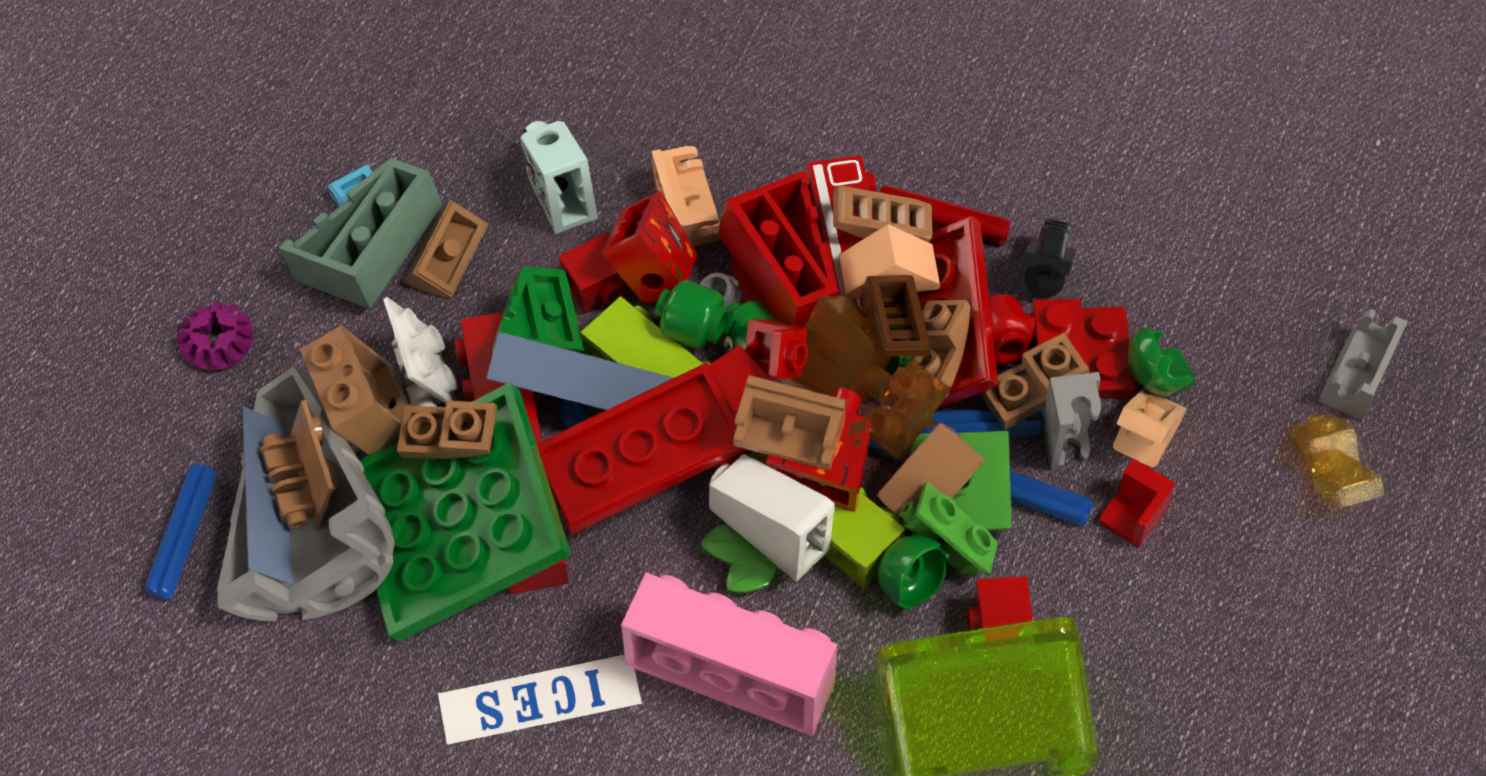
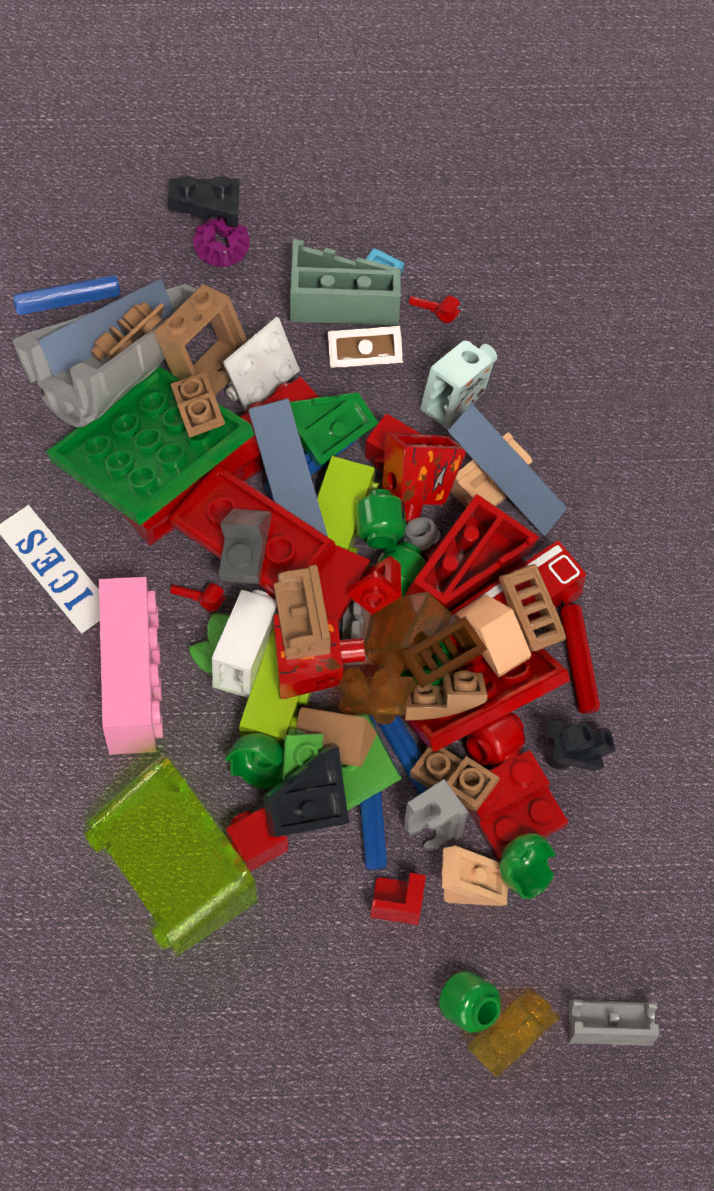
camera: 60 degrees right, 5 degrees up
(151, 323) = (205, 197): none -> black wing
(452, 152) = (445, 311): none -> red hand
(660, 453) = (244, 545): none -> dark grey slope
(677, 545) = (209, 599): none -> red hand
(695, 171) = (507, 469): none -> sand blue sticker
(995, 528) = (308, 797): none -> black wing
(1290, 483) = (470, 1002): none -> green head

